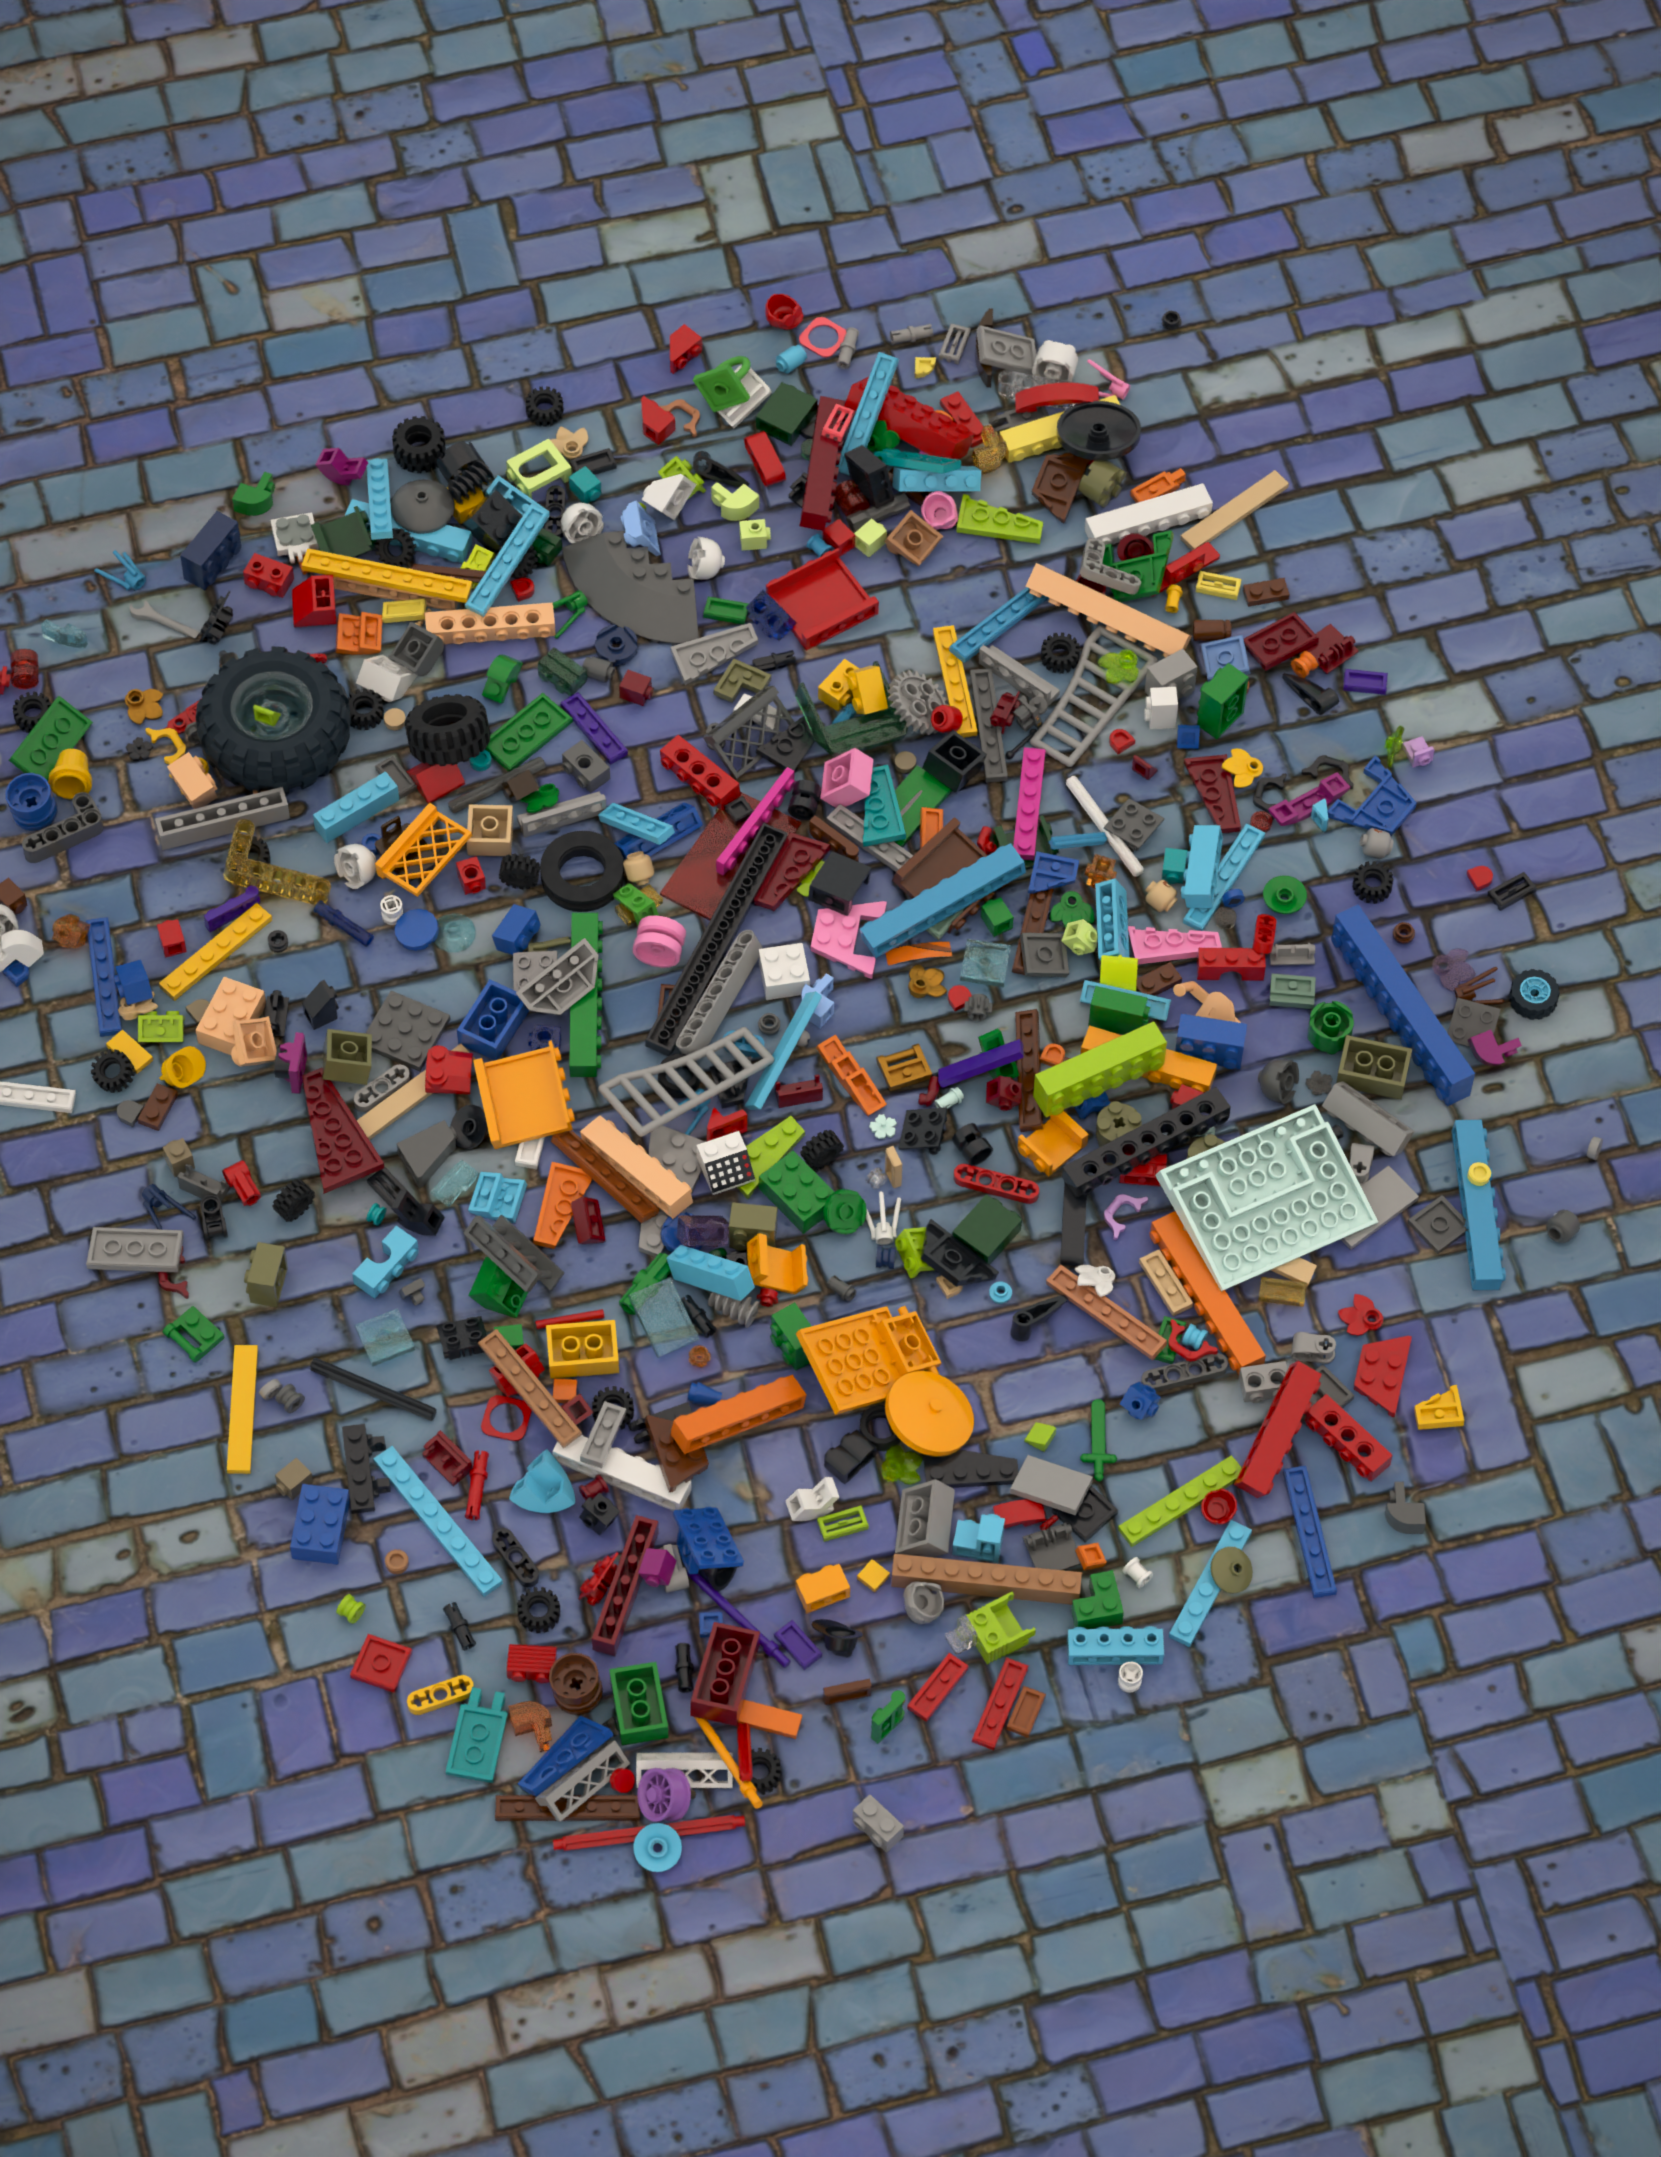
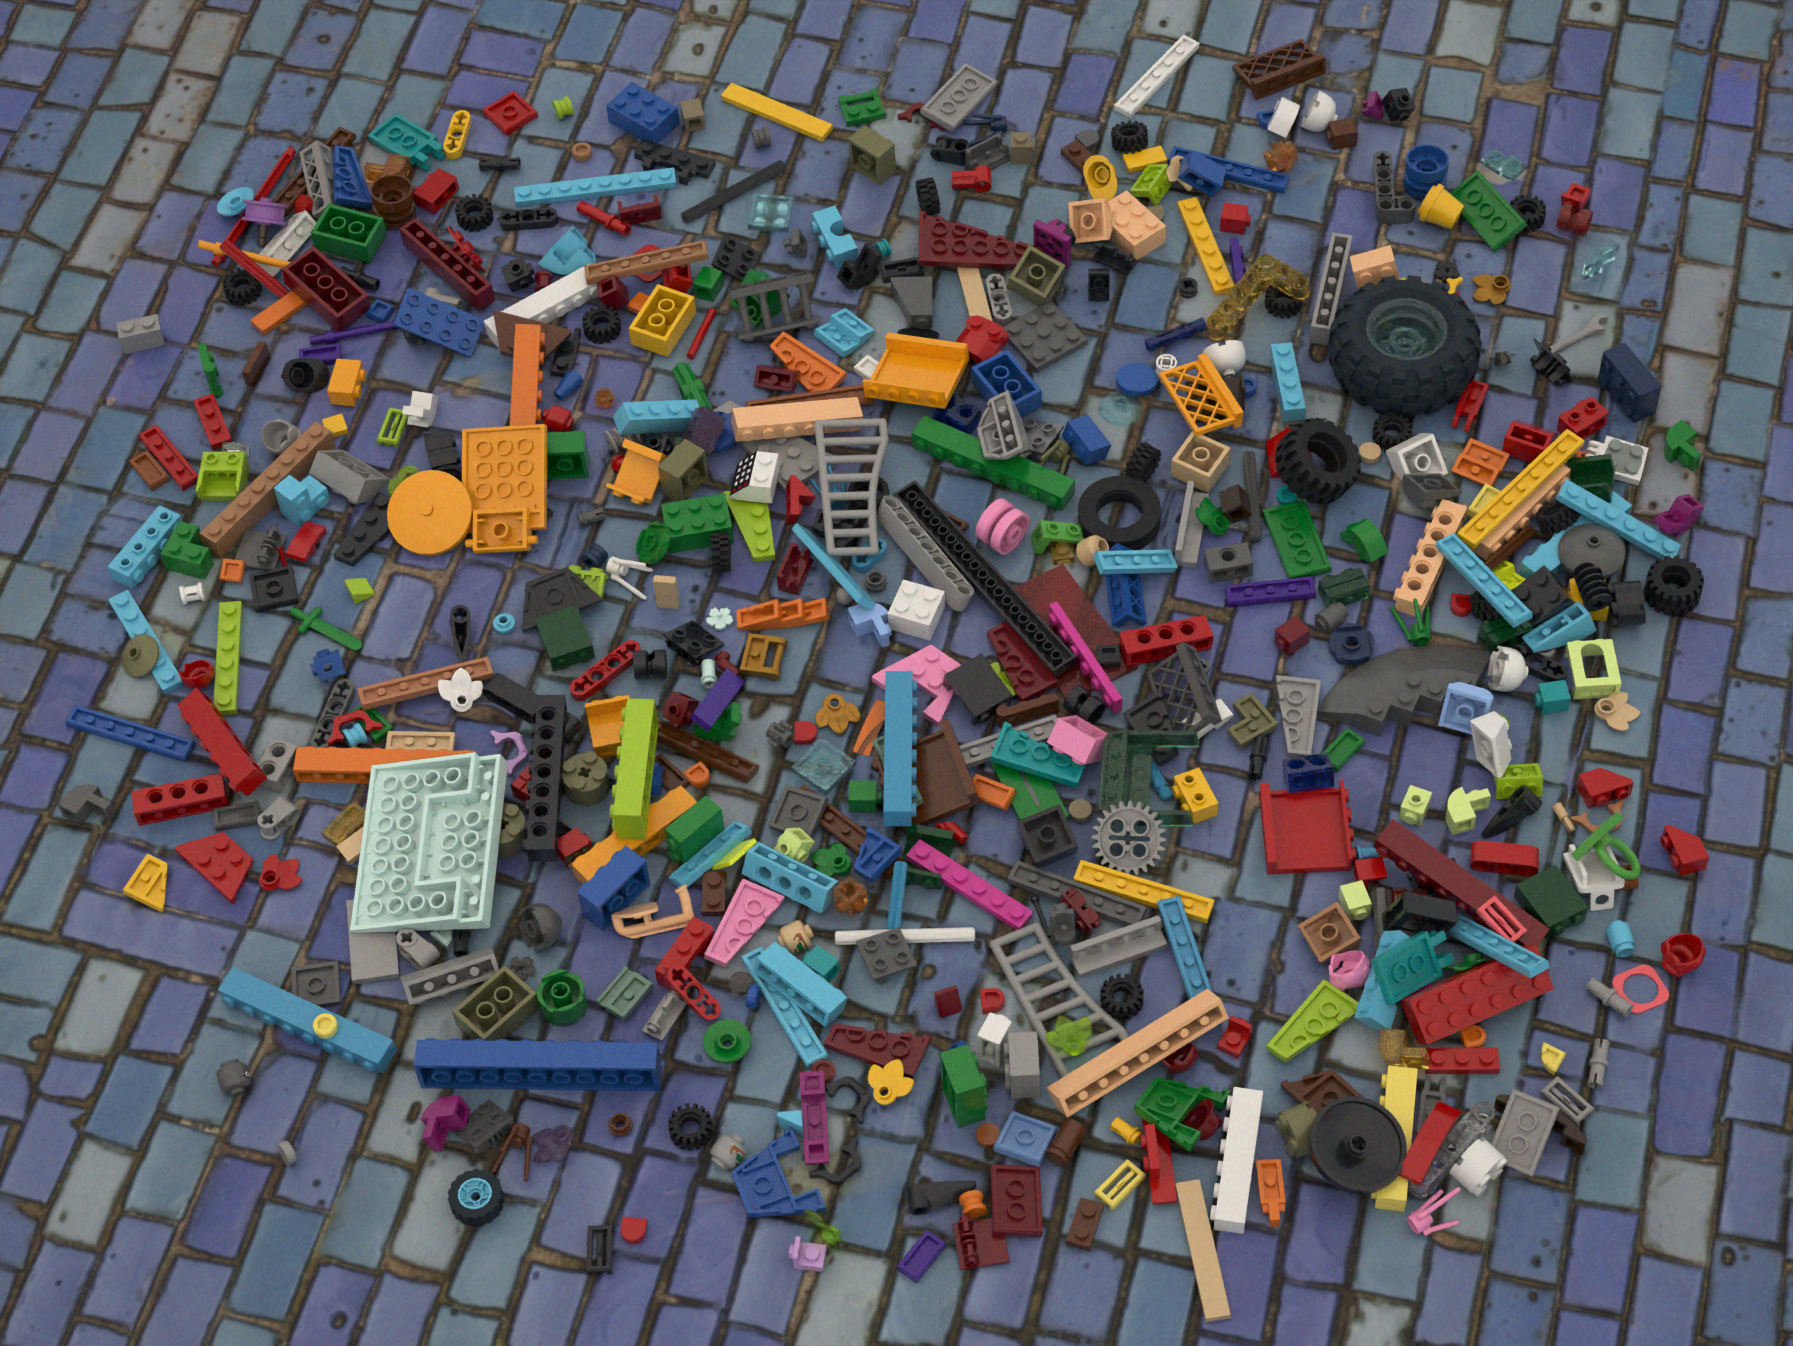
camera: 125 degrees right, 5 degrees down
(133, 576) = (1637, 327): dark azure plant -> none
(266, 715) = (1391, 310): lime slope -> none
(270, 1389) = (777, 130): light grey tile -> none
(454, 1182) = (875, 308): clear light blue slope -> none
(469, 868) = (1165, 435): red brick -> none
(544, 396) = (1671, 718): black tyre -> none
(596, 462) = (1580, 721): black tile -> none
(603, 1434) = (573, 293): light grey plate -> none
(657, 1567) = (440, 281): magenta brick -> none
(663, 1317) = (652, 383): clear light blue tile -> none
(696, 439) = (1563, 817): none -> tan pin
(706, 559) = (1405, 749): white cylinder -> none
(751, 1374) = (558, 419): none -> red head
(867, 690) = (1169, 796): yellow brick -> none
(946, 718) = (1093, 846): red head -> none
(1050, 562) = (1235, 1037): none -> red bracket
(1051, 1485) = (307, 567): light grey tile -> none
(1095, 571) = (1193, 1061): light grey beam -> none
(1133, 1672) = (113, 542): white wheel -> none
(1171, 320) = (1490, 1318): black plate -> none

